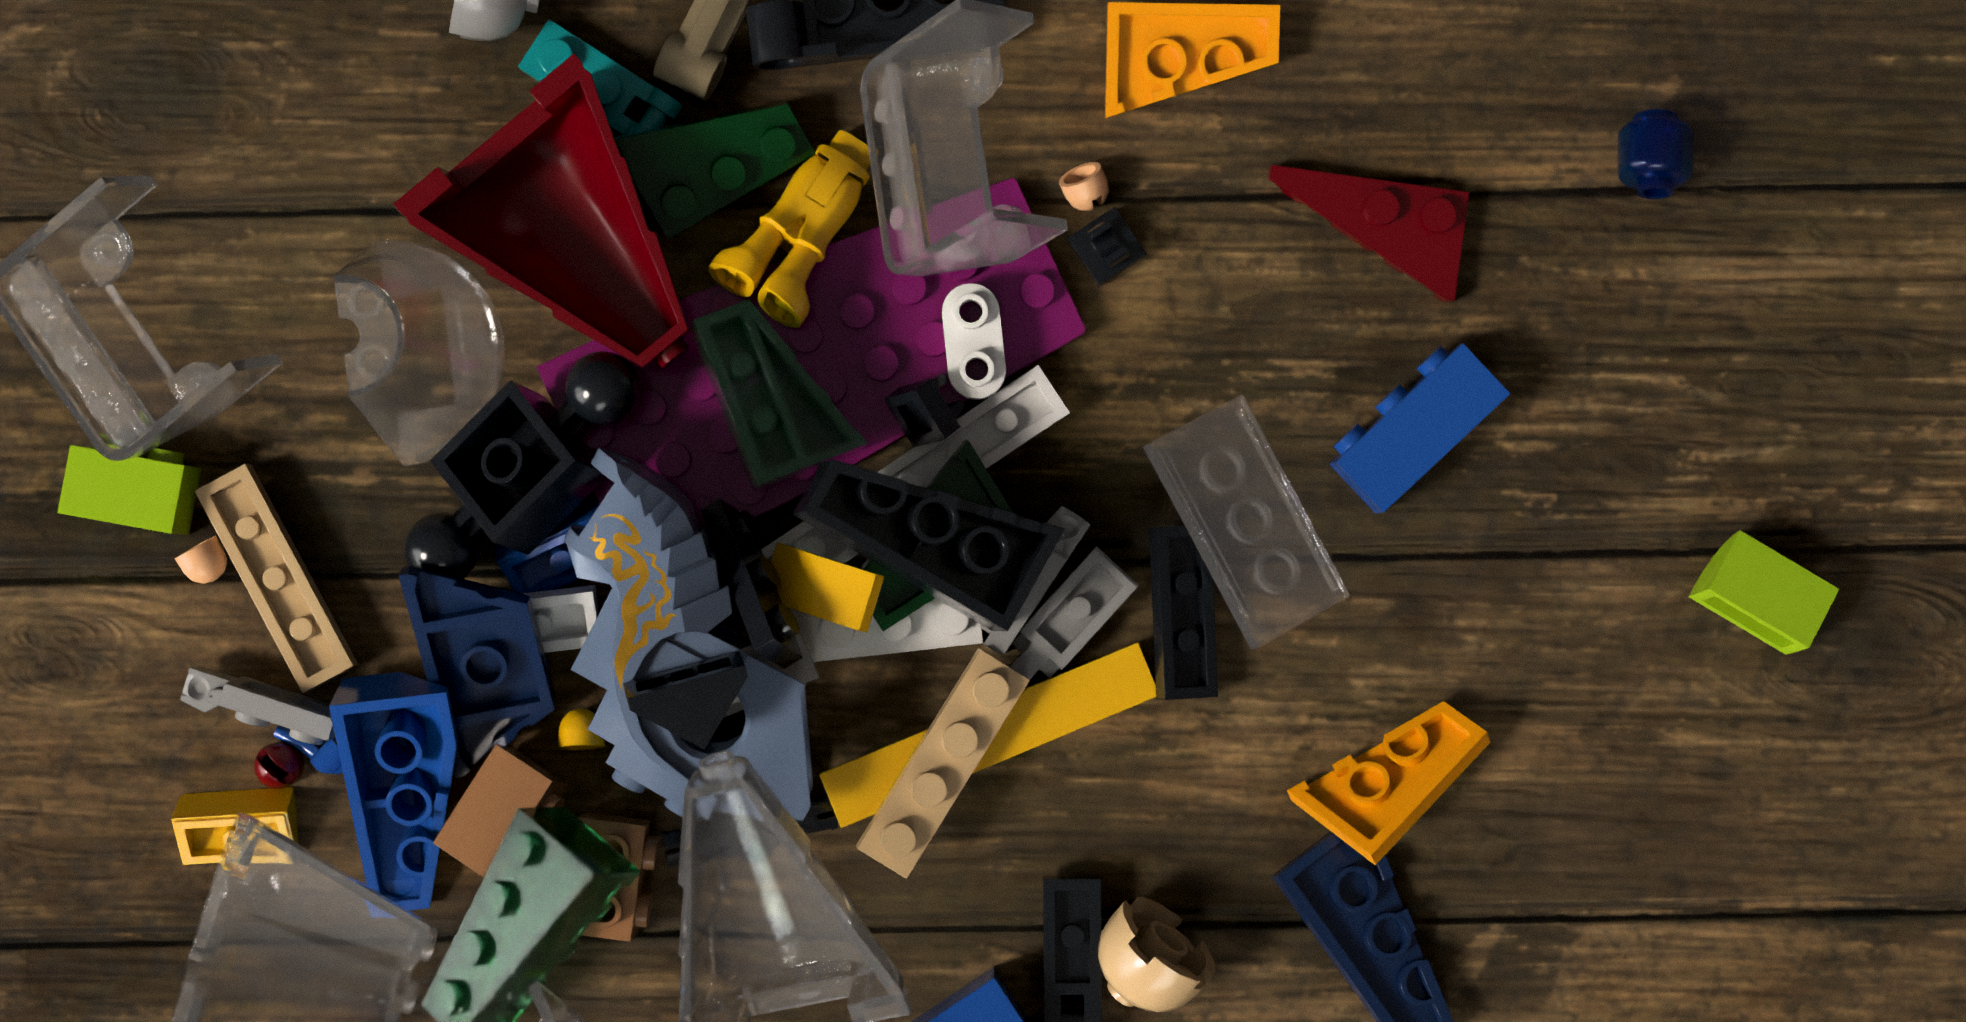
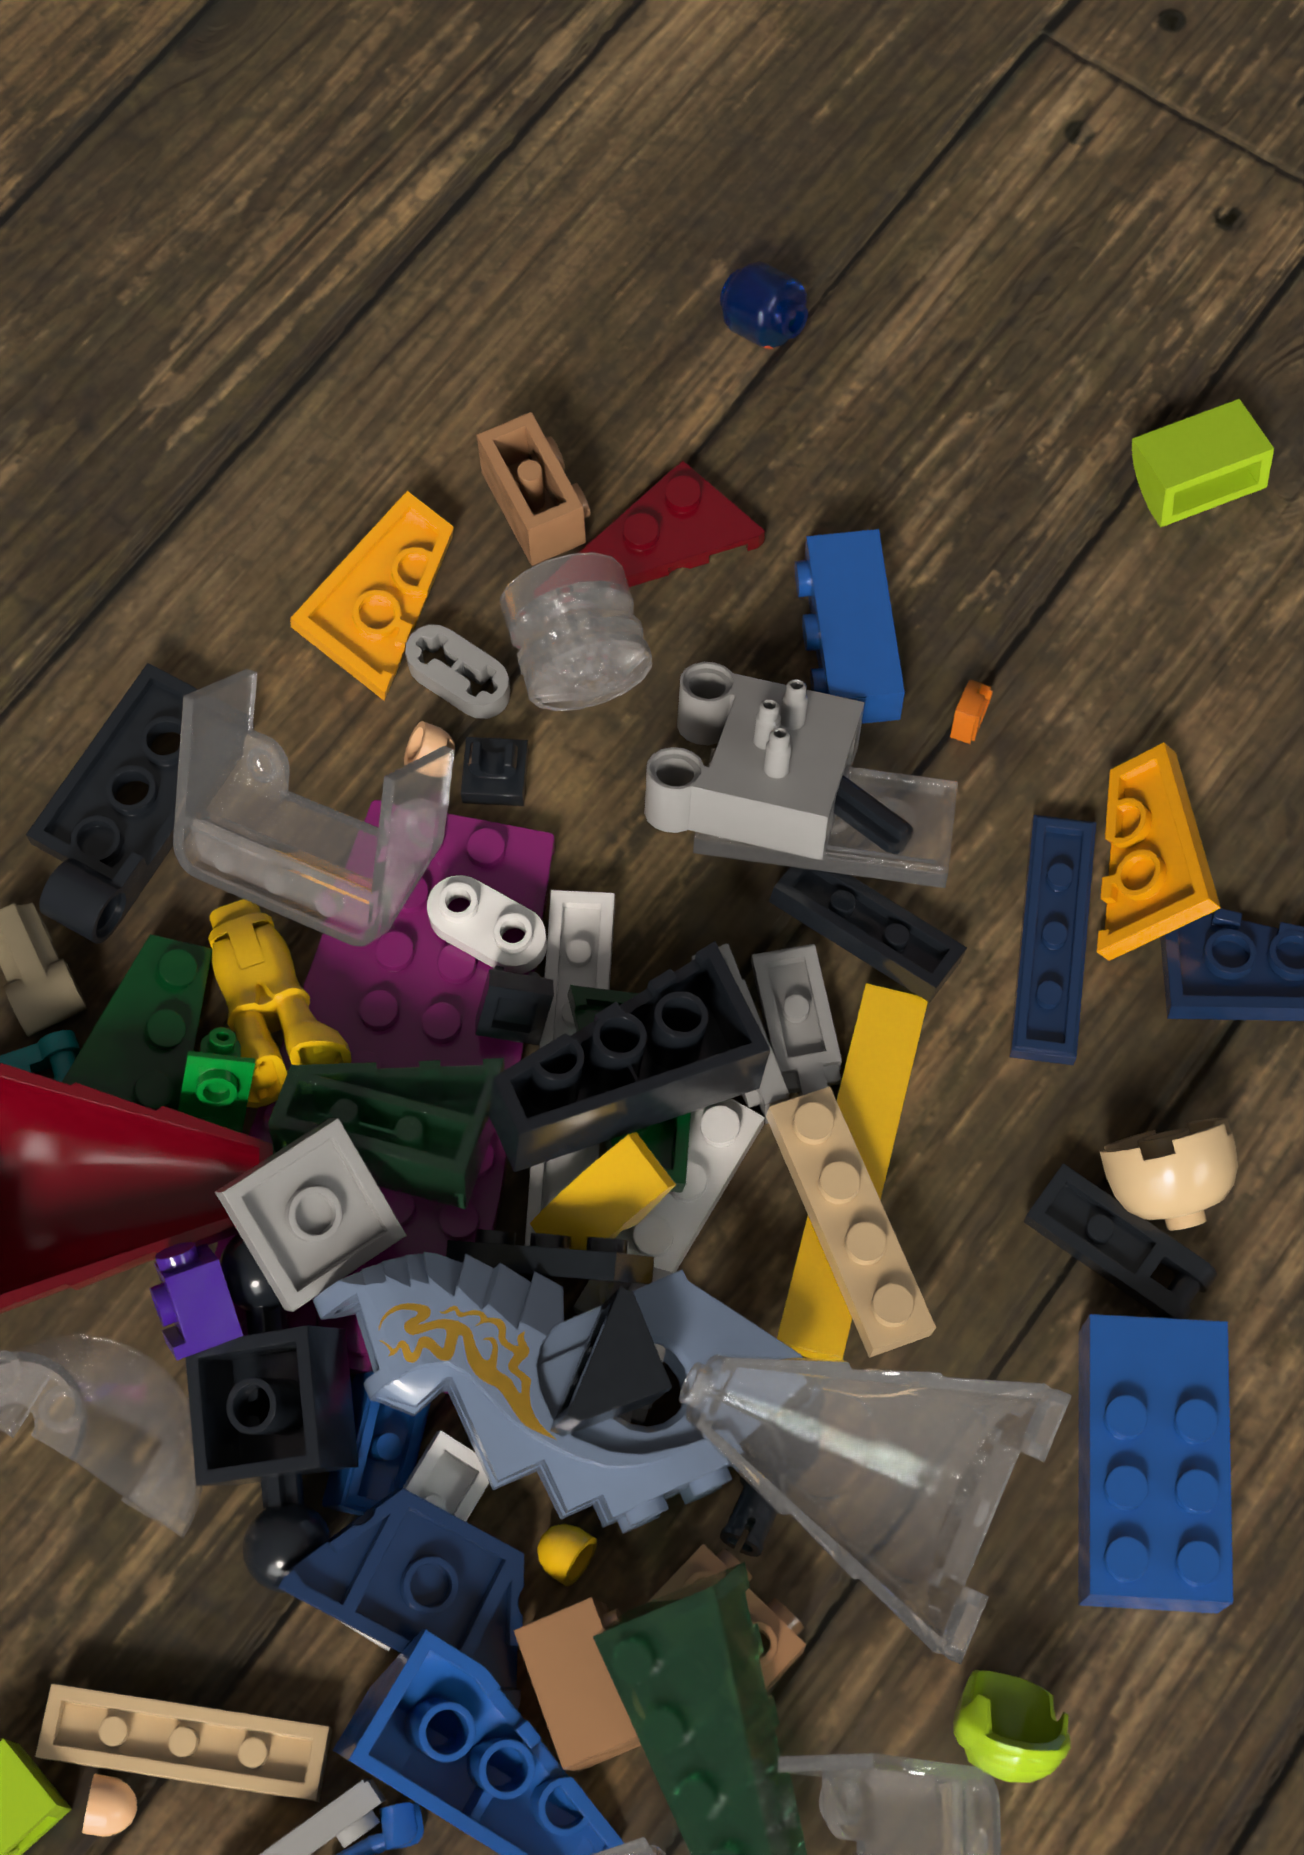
camera: 45 degrees left, 20 degrees down
(539, 365) = (194, 1299): none -> dark purple brick
(651, 402) = (310, 1214): none -> light grey plate
(703, 253) = (217, 1081): none -> green hinge
(1179, 156) = (464, 661): none -> light grey beam
(1247, 463) = (774, 770): none -> light grey piece
(1258, 219) = (575, 631): none -> clear wheel
(1277, 750) = (1053, 940): none -> dark blue tile
(1352, 99) = (532, 488): none -> medium nougat brick
(1418, 564) = (971, 711): none -> orange tile

